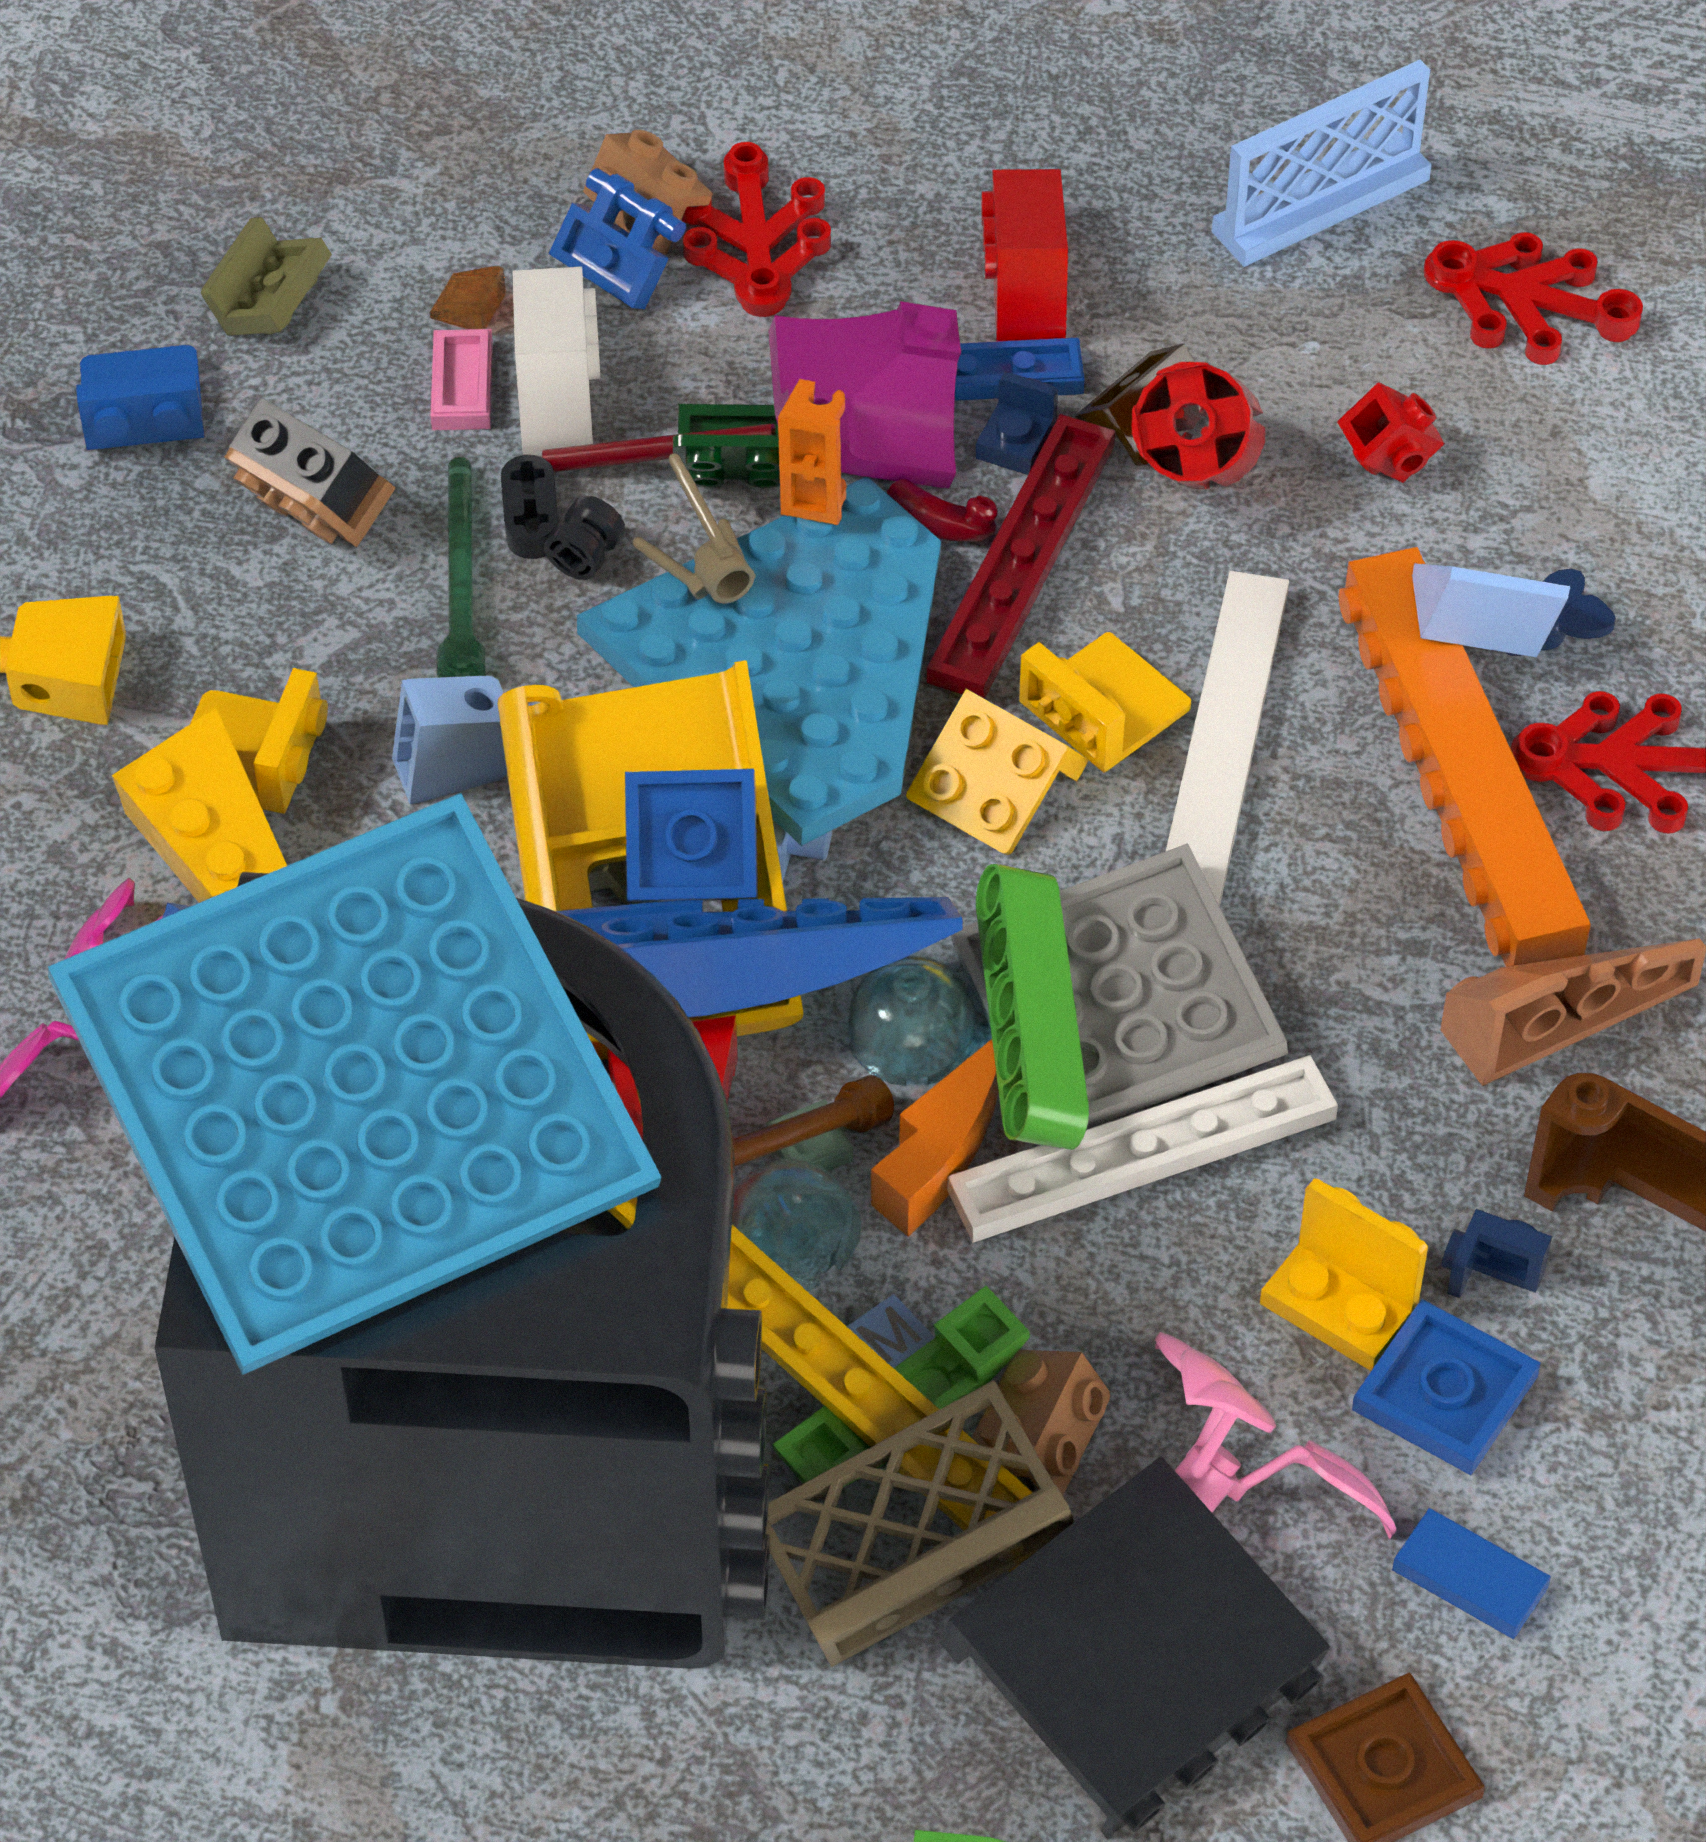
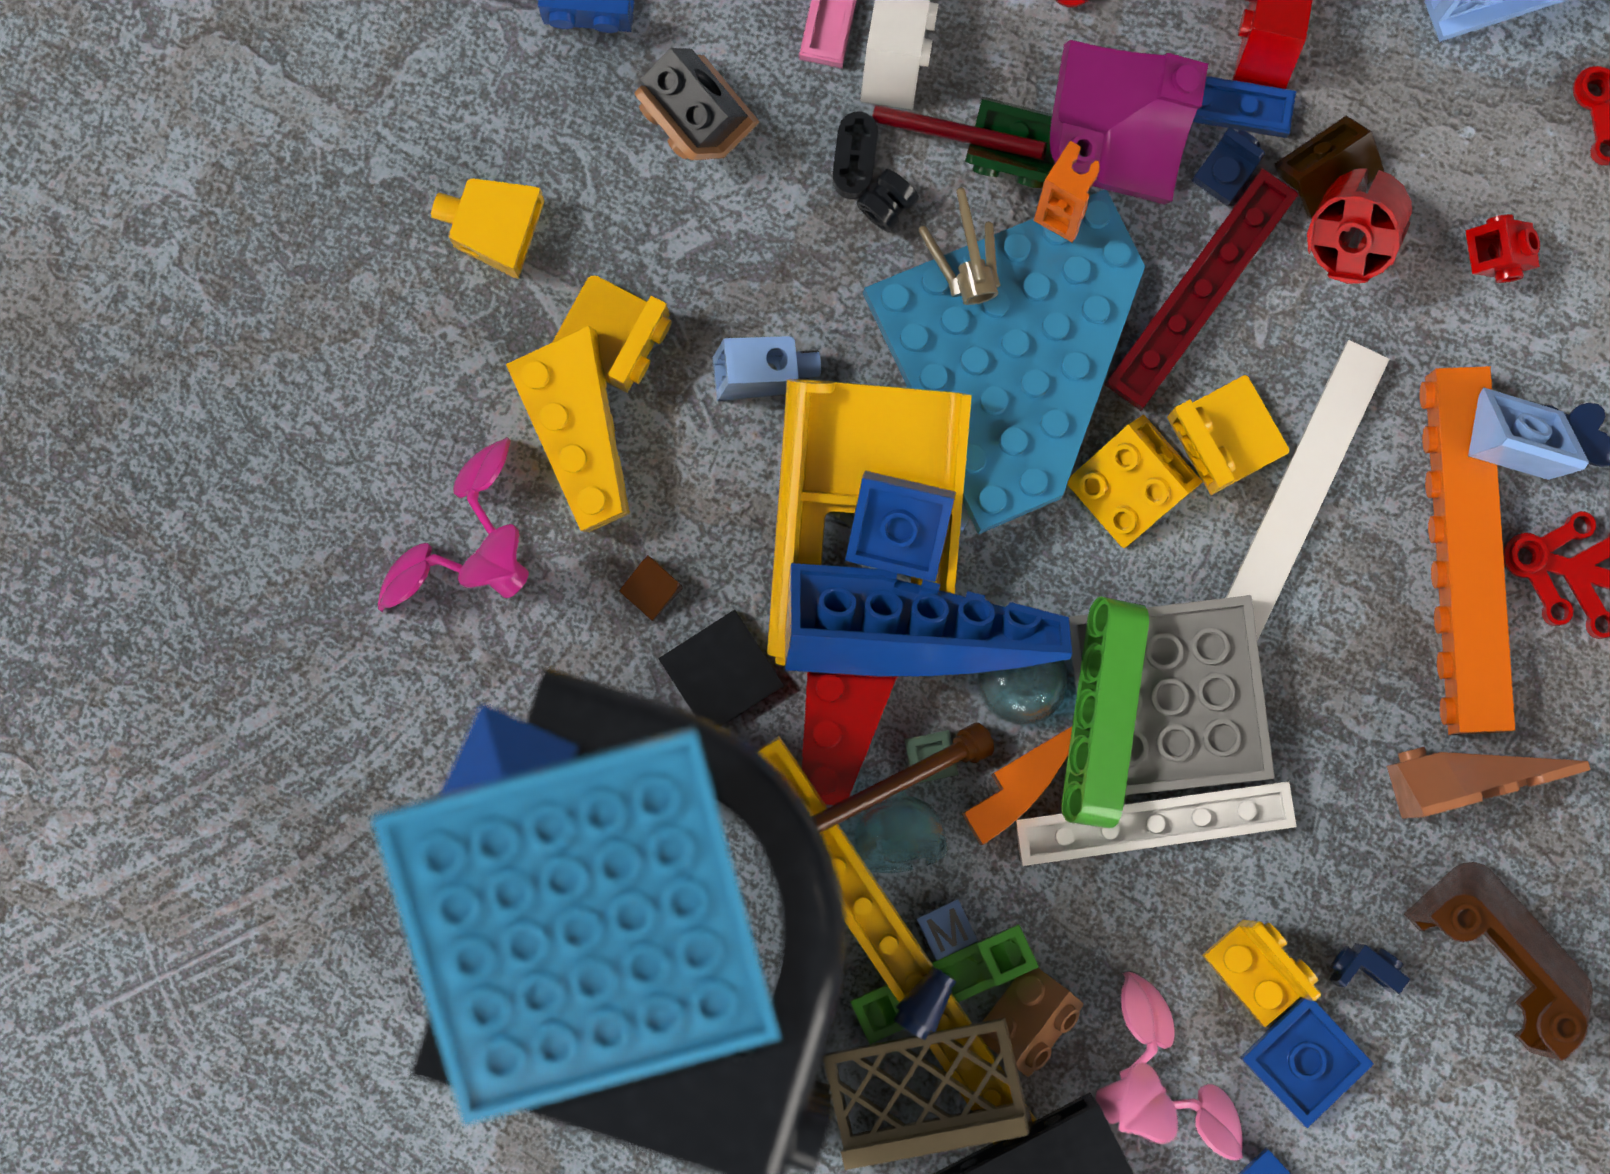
camera: 15 degrees right, 30 degrees up
(460, 651) = (777, 284): clear green piece -> none
(877, 1390) = (925, 1003): none -> dark blue cone
(944, 518) = (1153, 239): dark red arm -> none

